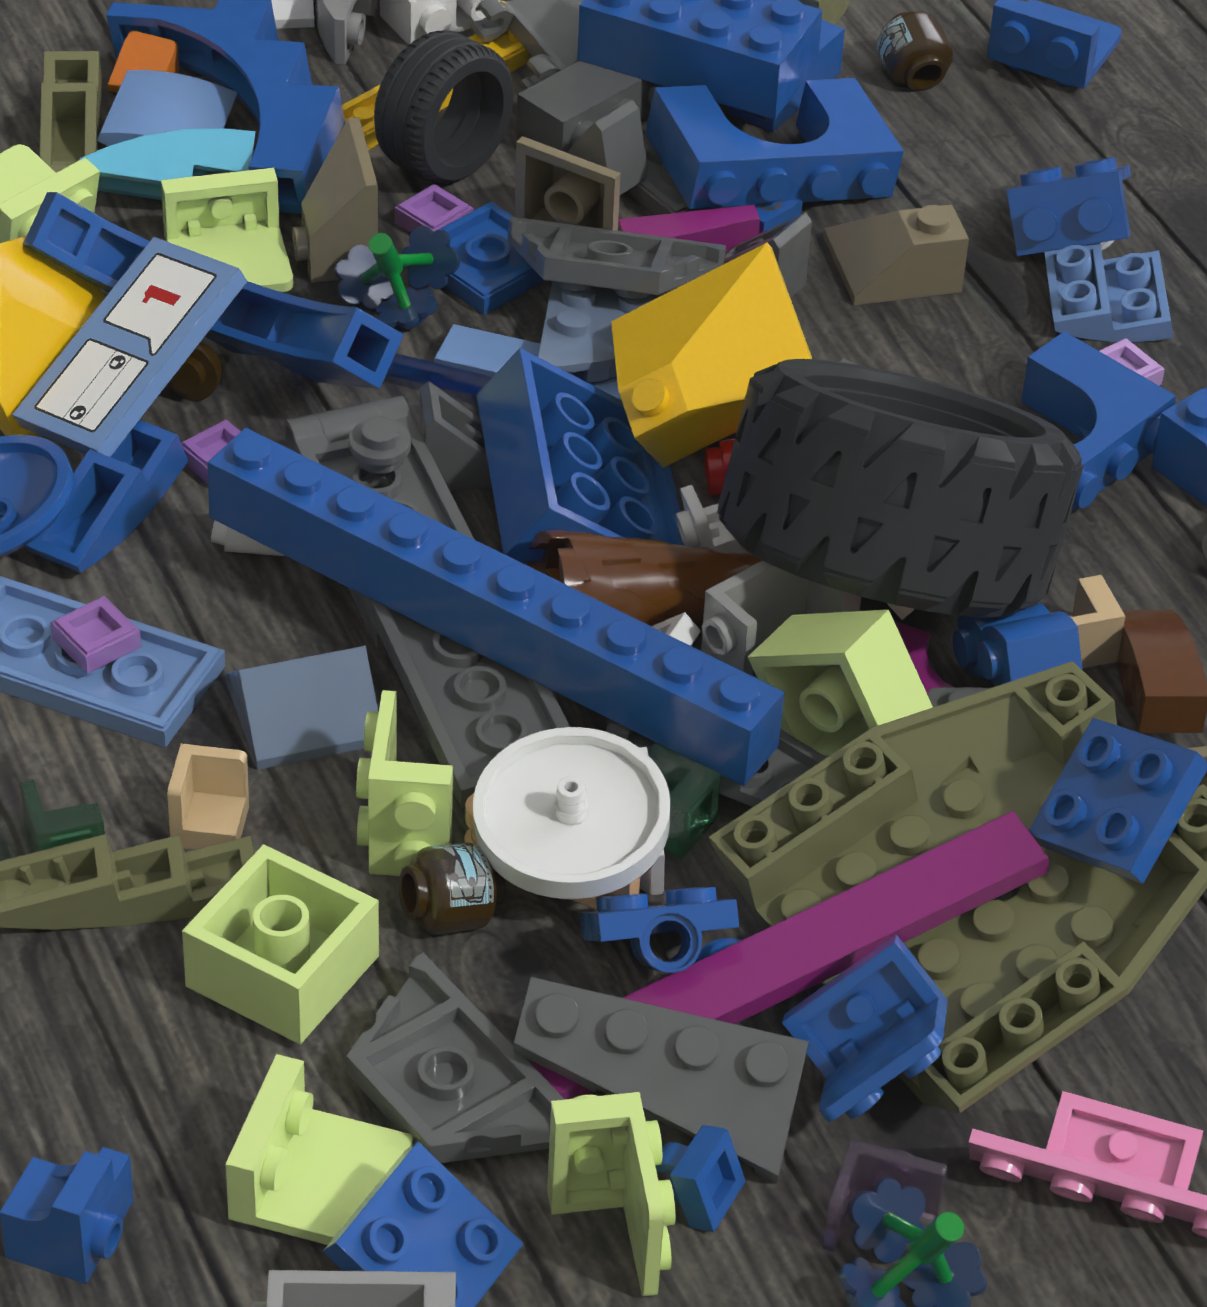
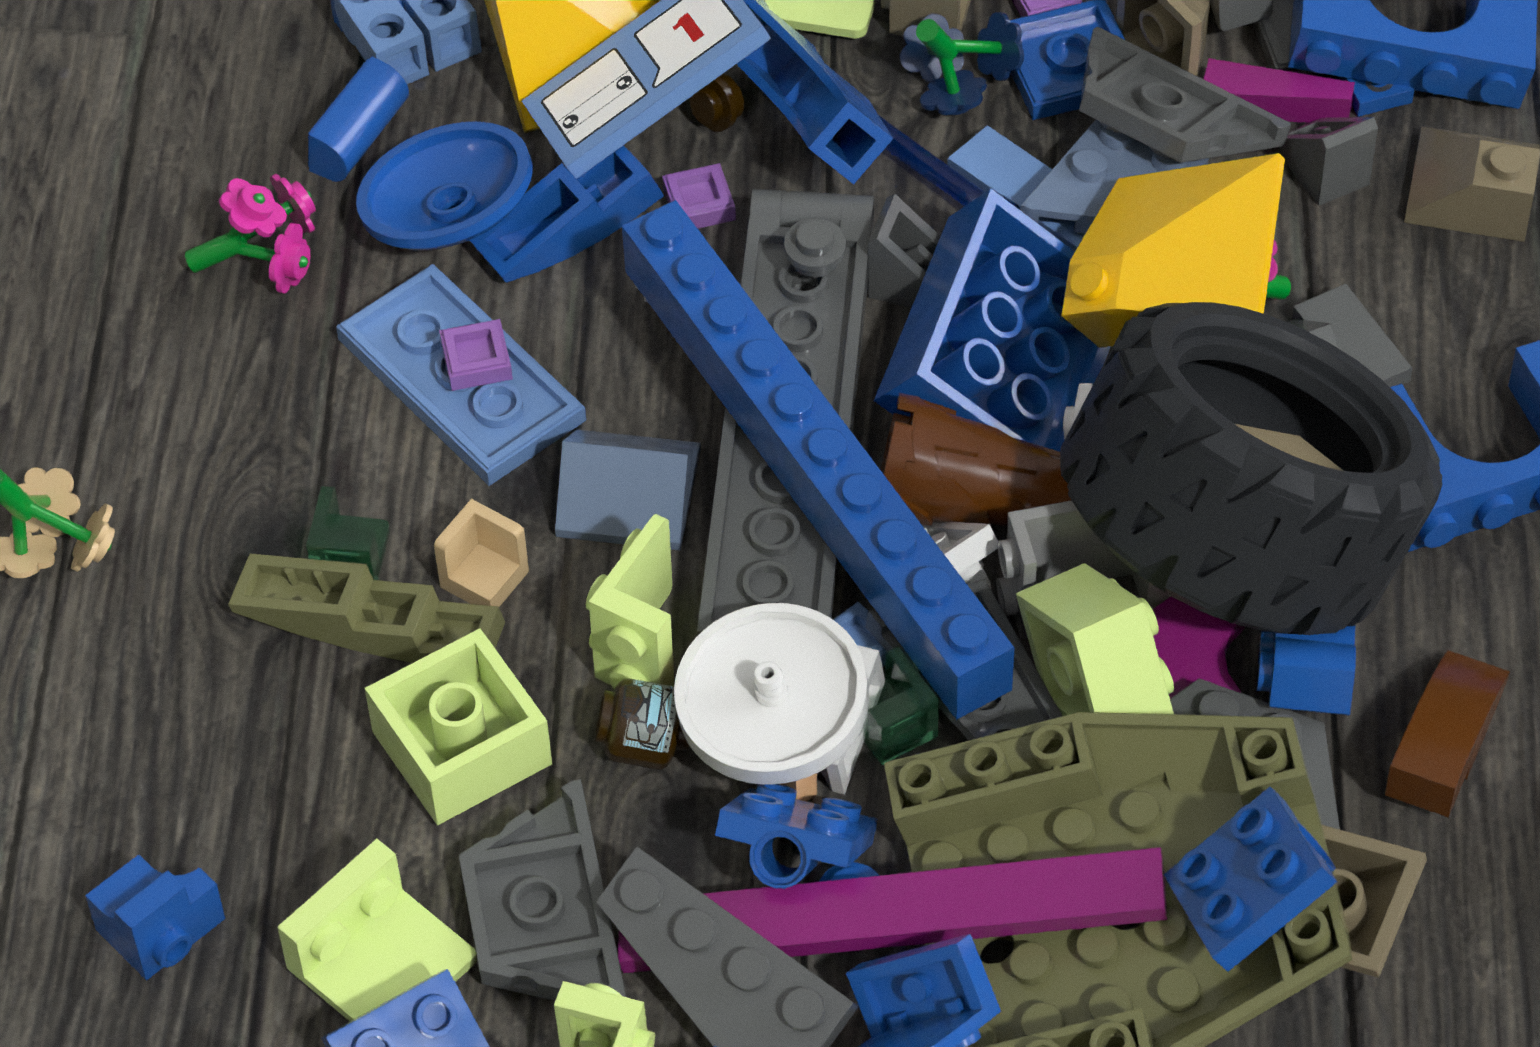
camera: 30 degrees right, 10 degrees up
(1098, 621) = (1396, 669): tan panel -> none

